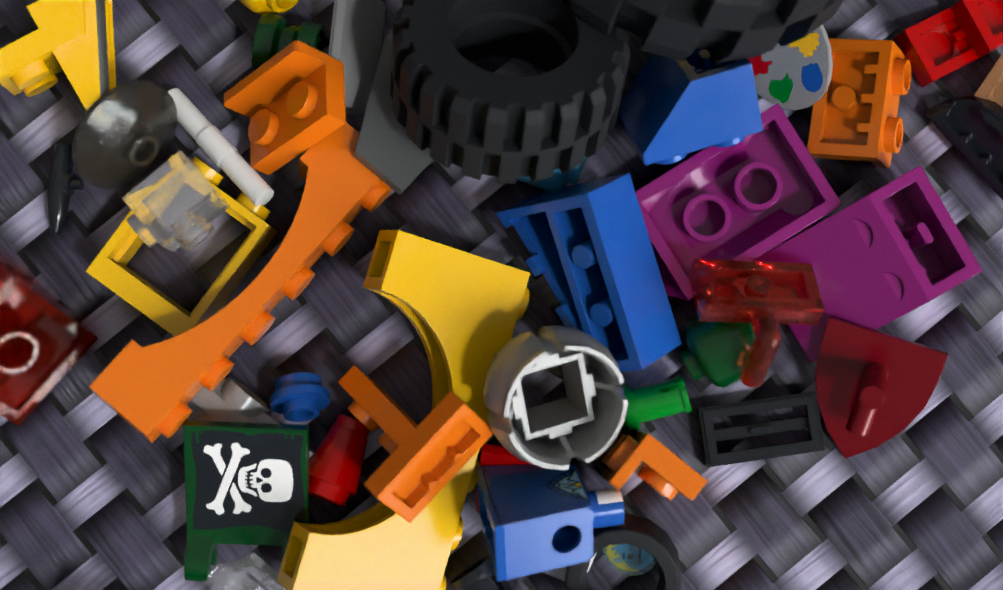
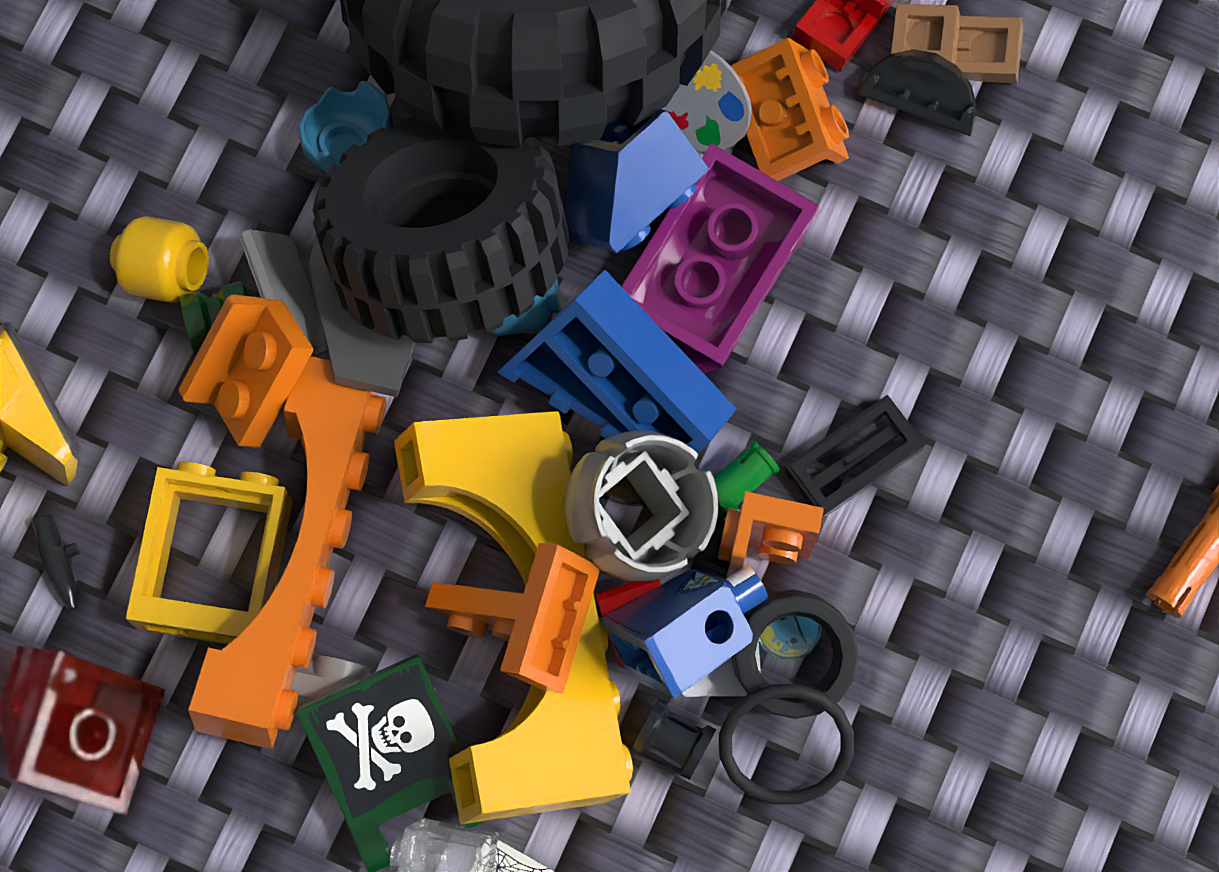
camera: 25 degrees left, 10 degrees down
(124, 134) = (101, 472): clear smoke dish -> none
(175, 205) = (186, 506): clear brick -> none
(220, 150) = (195, 444): white piece -> none
(299, 396) = (392, 640): blue plate -> none
(338, 461) = (464, 686): red cone -> none
(716, 350) = (778, 390): dark green head -> none
(756, 295) = (782, 322): clear red plate -> none
(871, 384) = (935, 359): dark red shield -> none
(879, 257) = (871, 252): magenta slope -> none

